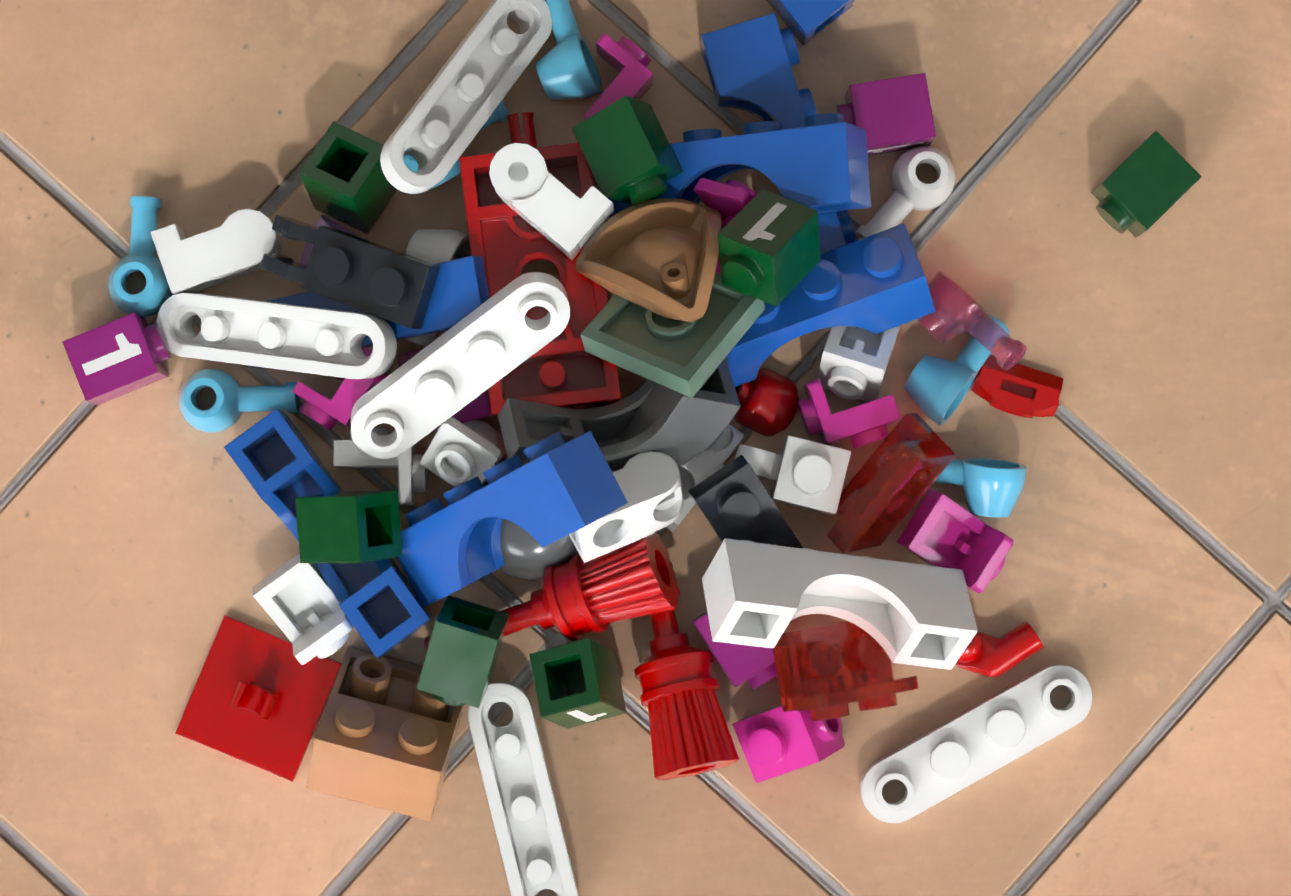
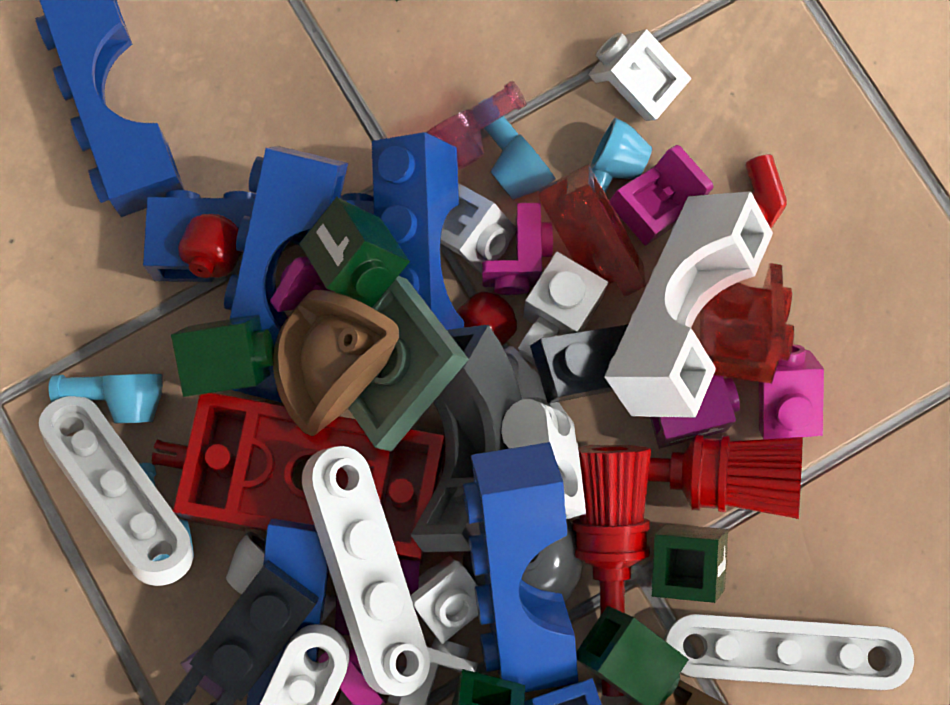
camera: 70 degrees left, 10 degrees down
(347, 178) = (155, 625): dark green brick -> none
(544, 202) = (241, 442): white leg -> none
(633, 75) = (145, 341): dark pink bracket -> none
(743, 95) = (210, 246): none -> red piece
(892, 113) = (270, 121): magenta brick -> none
(909, 191) = (342, 140): white bar -> none
(975, 743) = (839, 240): white plate -> none
(1019, 389) = (545, 109): red piece -> none
(1088, 478) = (640, 72): none -> white bracket

